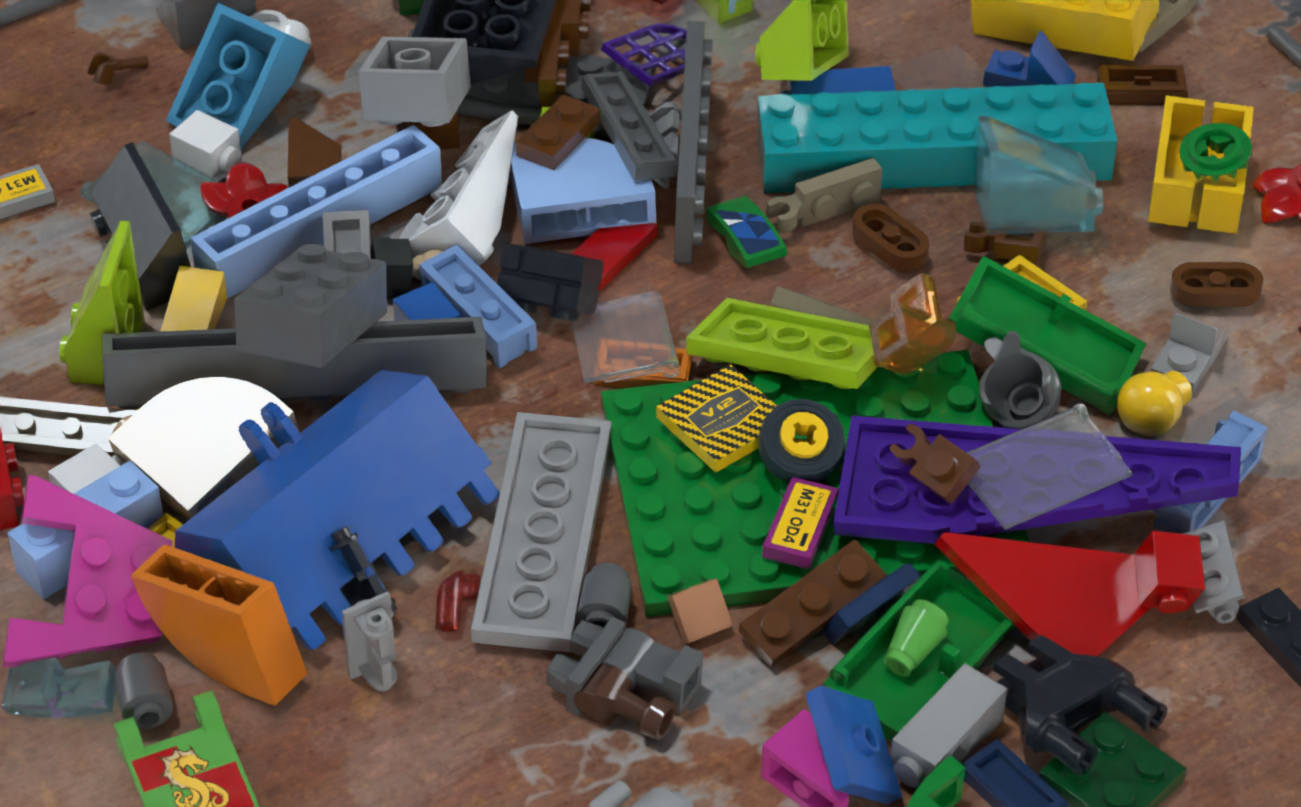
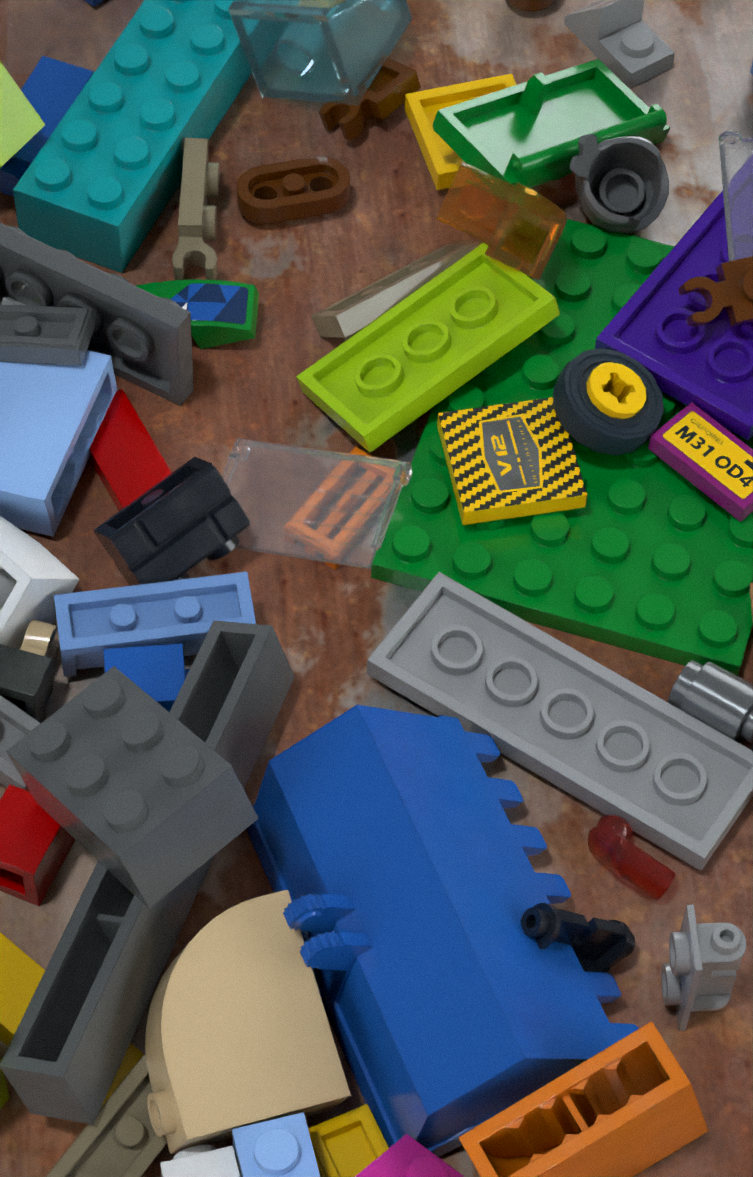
camera: 65 degrees left, 10 degrees up
(1153, 402) = (687, 92): yellow piece -> none

